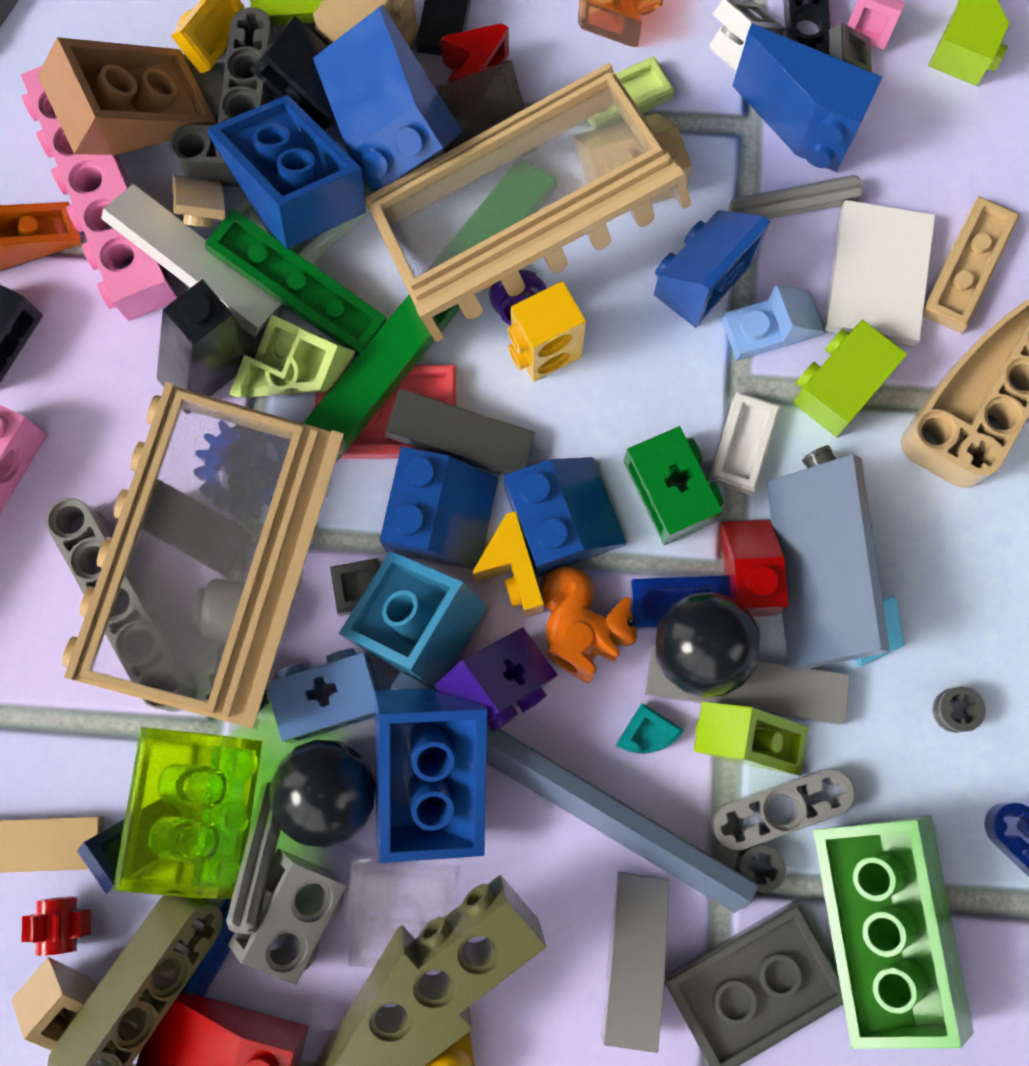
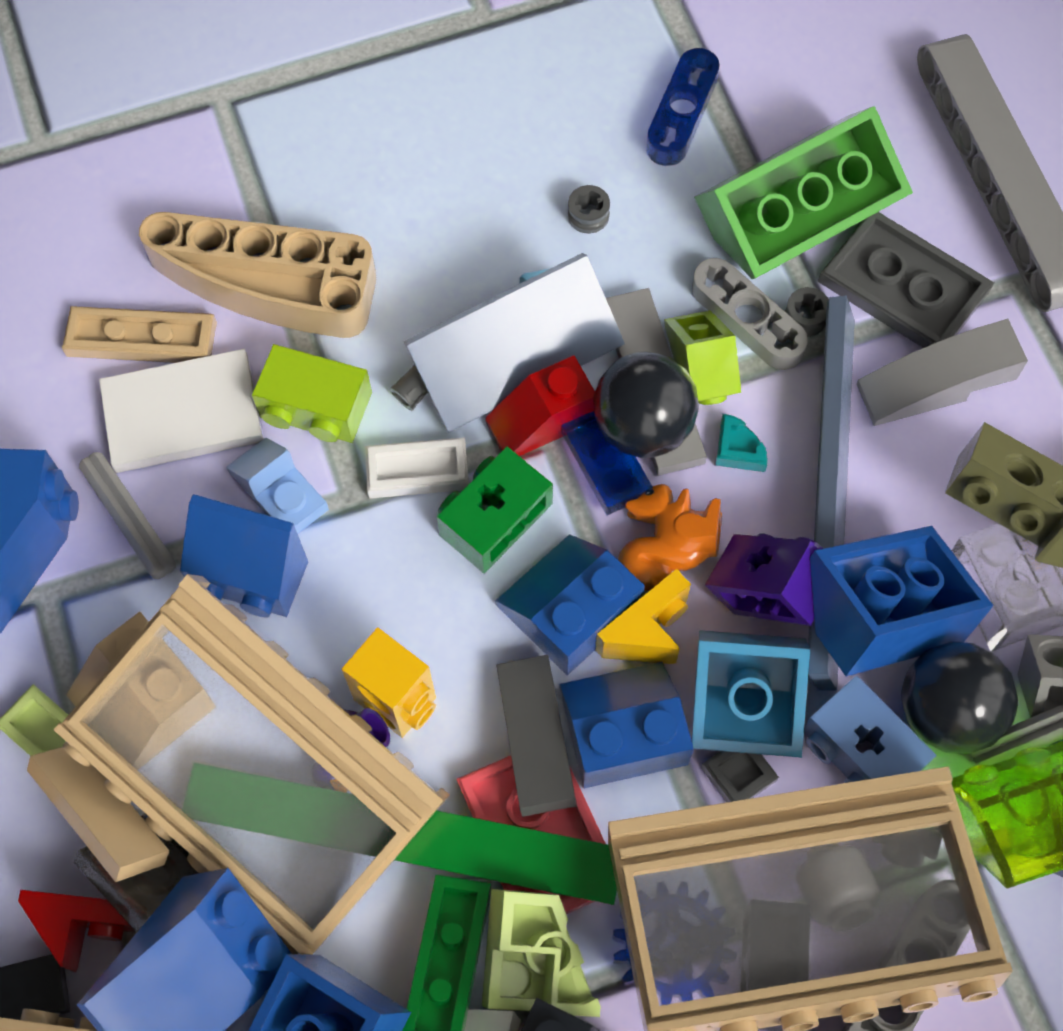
camera: 115 degrees left, 10 degrees down
(511, 90) = (101, 820): none -> tan tile

